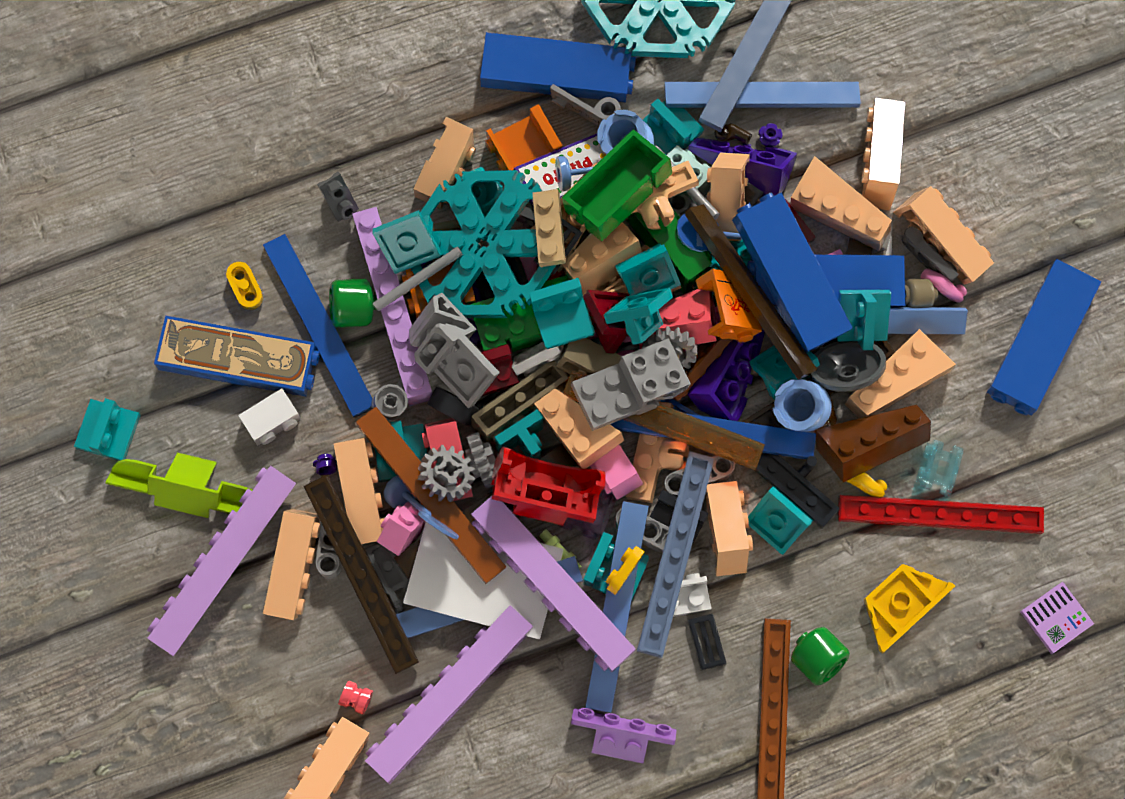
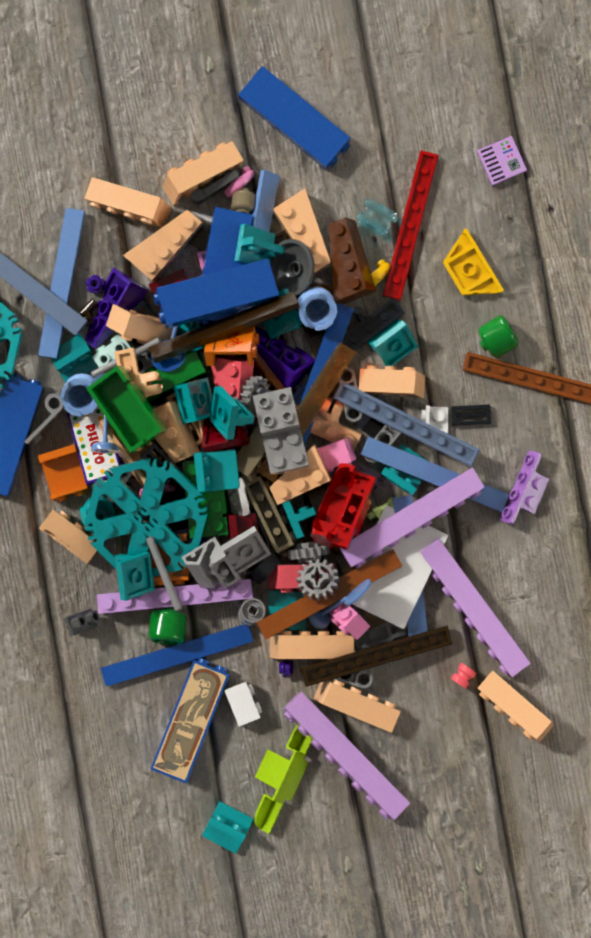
camera: 75 degrees left, 10 degrees up
(245, 286) = (136, 706): yellow plate -> none
(549, 228) = (149, 467): tan plate -> none
(618, 578) = (418, 469): yellow plate -> none

